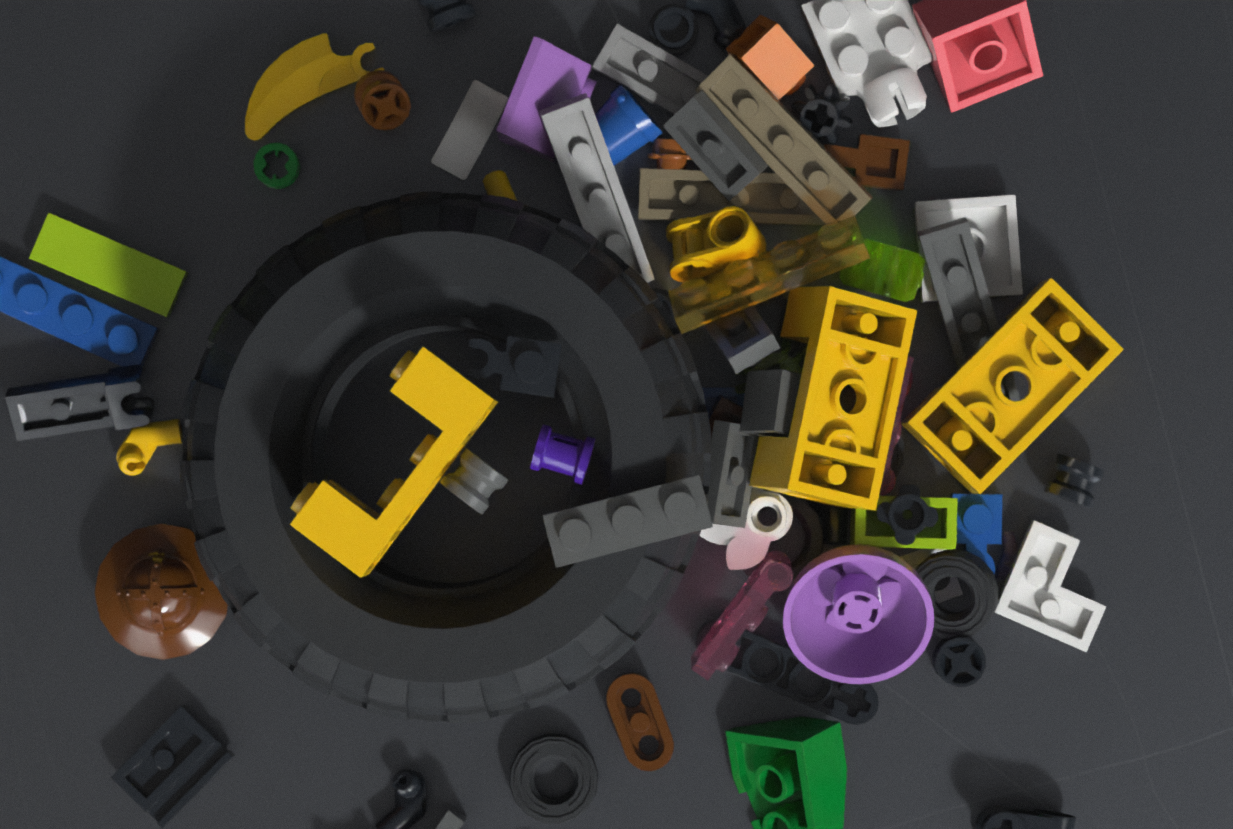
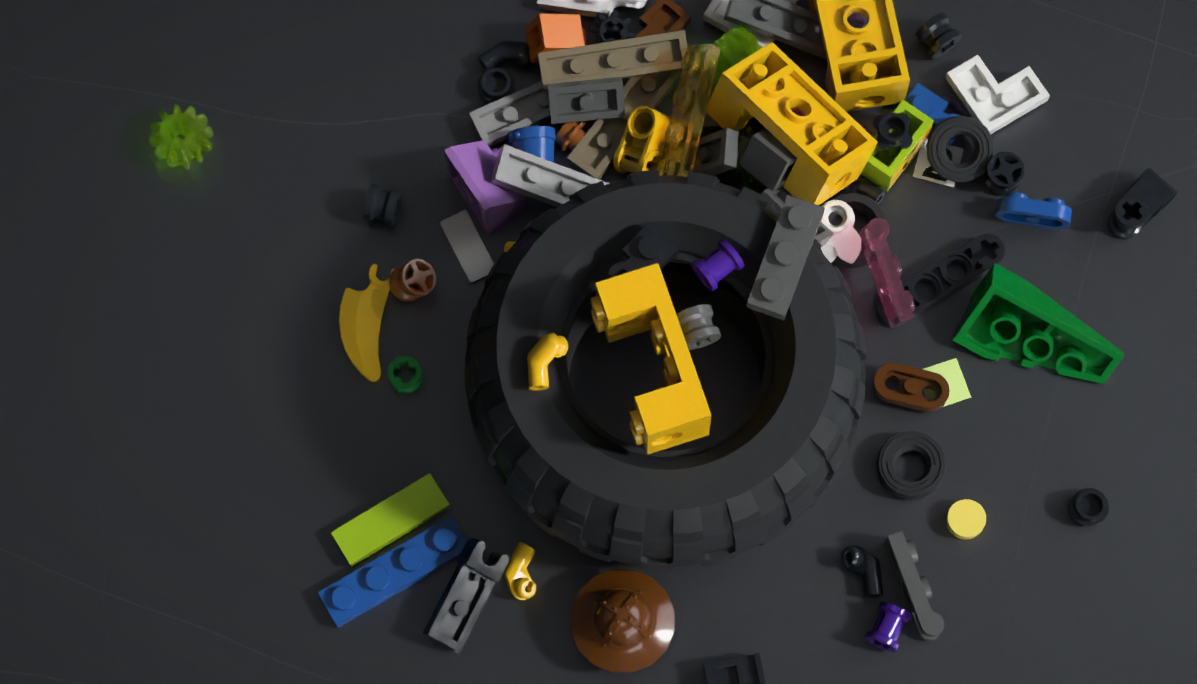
camera: 50 degrees left, 15 degrees down
(326, 333) = (539, 358): none -> yellow arm
(687, 753) = (952, 373): none -> yellowish green sticker
(855, 636) = (950, 200): medium lavender piece -> none
(945, 740) = (1048, 214): none -> blue plate

